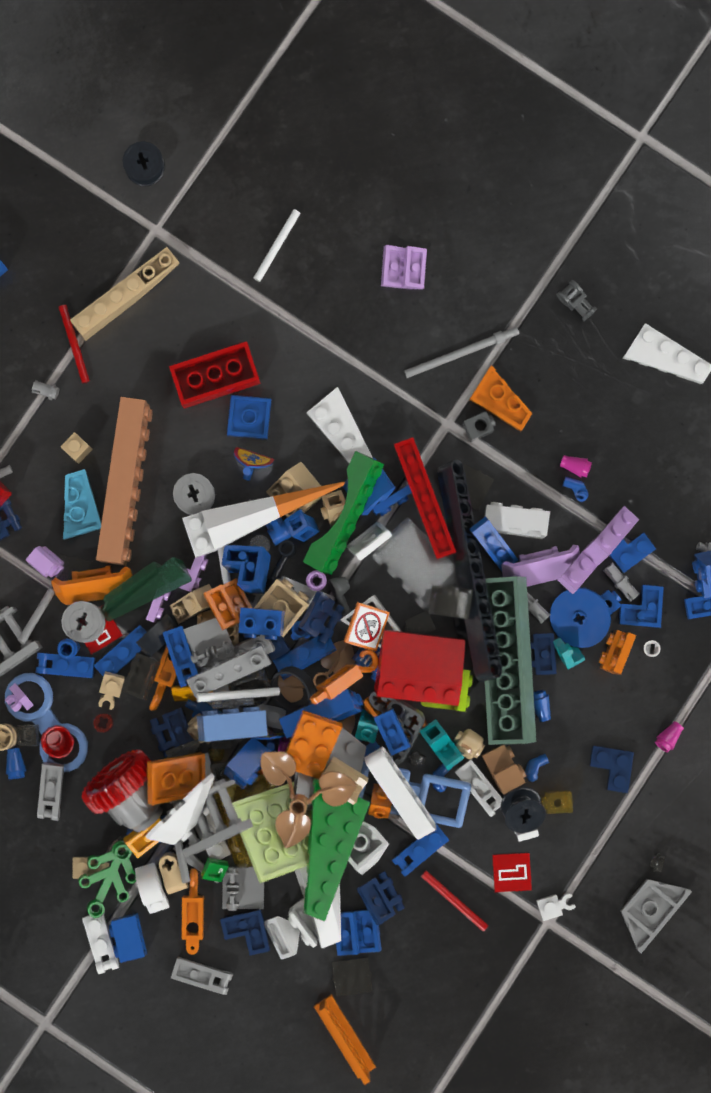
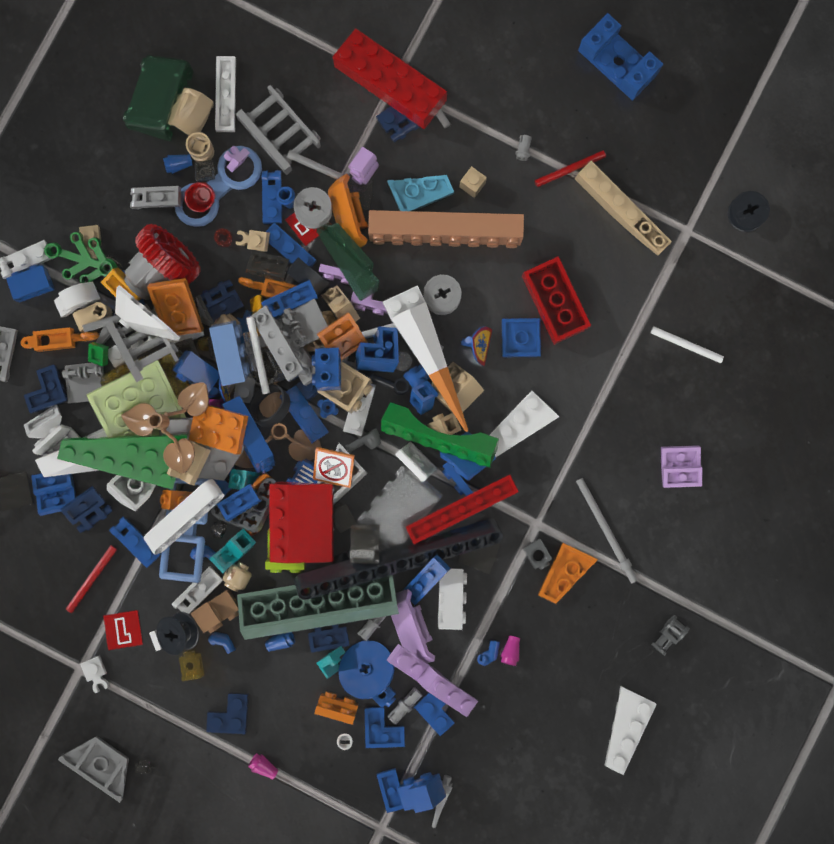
camera: 85 degrees right, 0 degrees up
(316, 574) = (373, 411): lavender cone -> none
(316, 615) = (340, 420): dark blue plate -> none
(343, 678) = (282, 451): orange piece -> none

